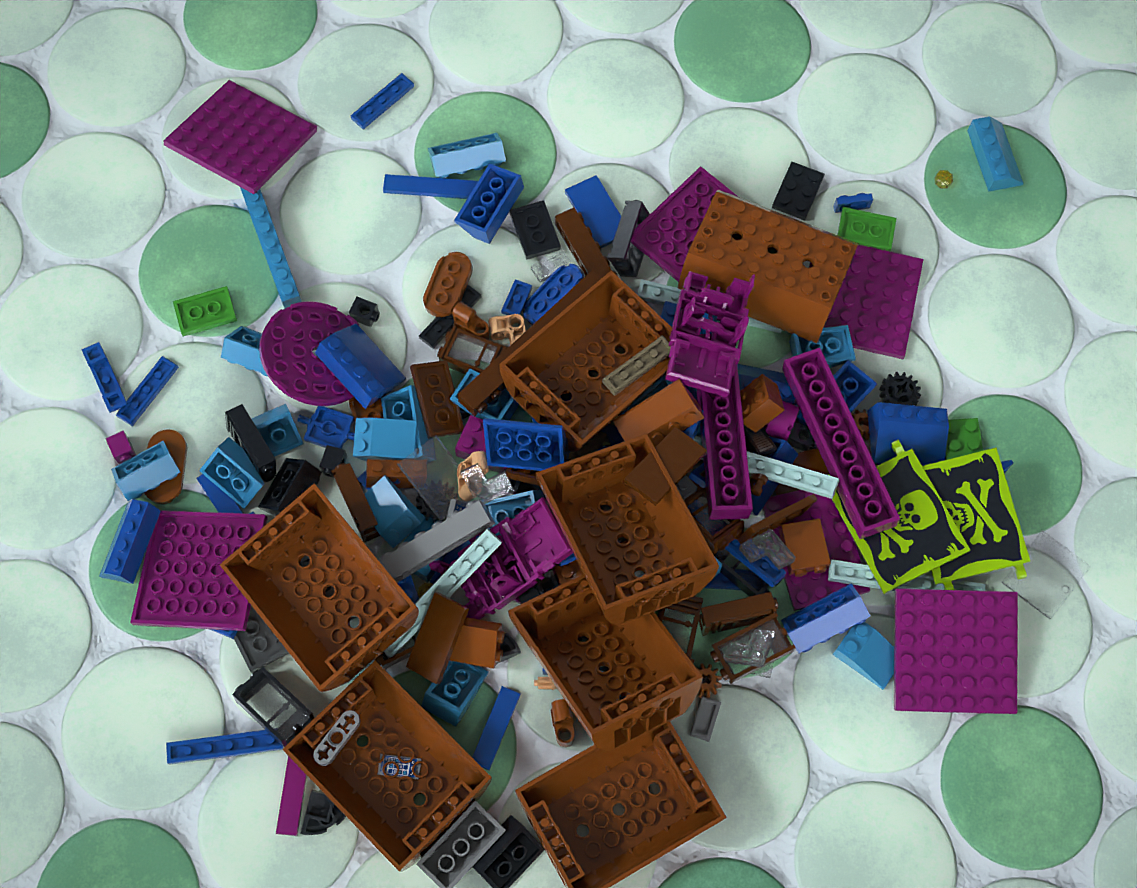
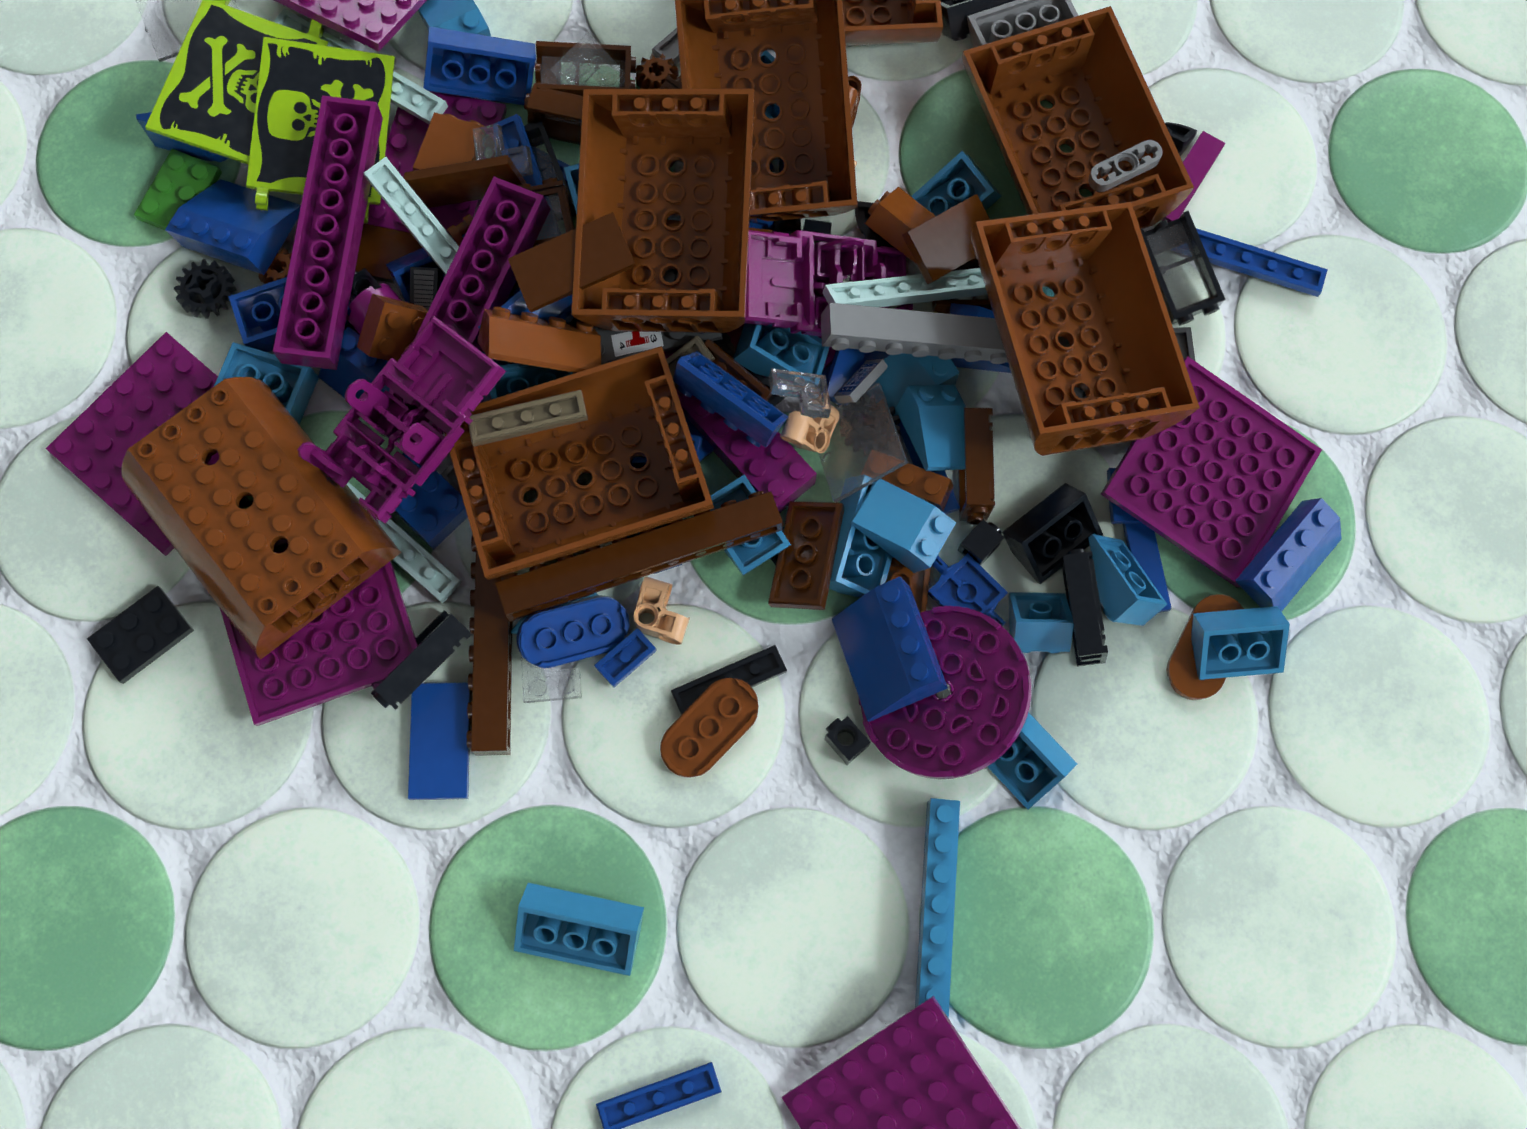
camera: 155 degrees left, 5 degrees up
(104, 377) = (1249, 813): blue slope -> none
(120, 447) = (1260, 697): magenta brick -> none
(147, 391) = (1195, 771): blue tile -> none
(204, 311) = (1072, 854): bright green plate -> none
(404, 769) = (1051, 140): tile -> none
(428, 186) = (644, 893): blue tile -> none
(467, 320) = (707, 650): dark orange piece -> none
(468, 351) = (723, 601): door -> none
(489, 203) = (587, 822): blue slope -> none
(496, 727) = (923, 140): blue tile -> none
(535, 229) = (543, 753): black plate -> none
(857, 202) = (89, 578): blue plate -> none
(867, 228) = (90, 527): bright green plate -> none

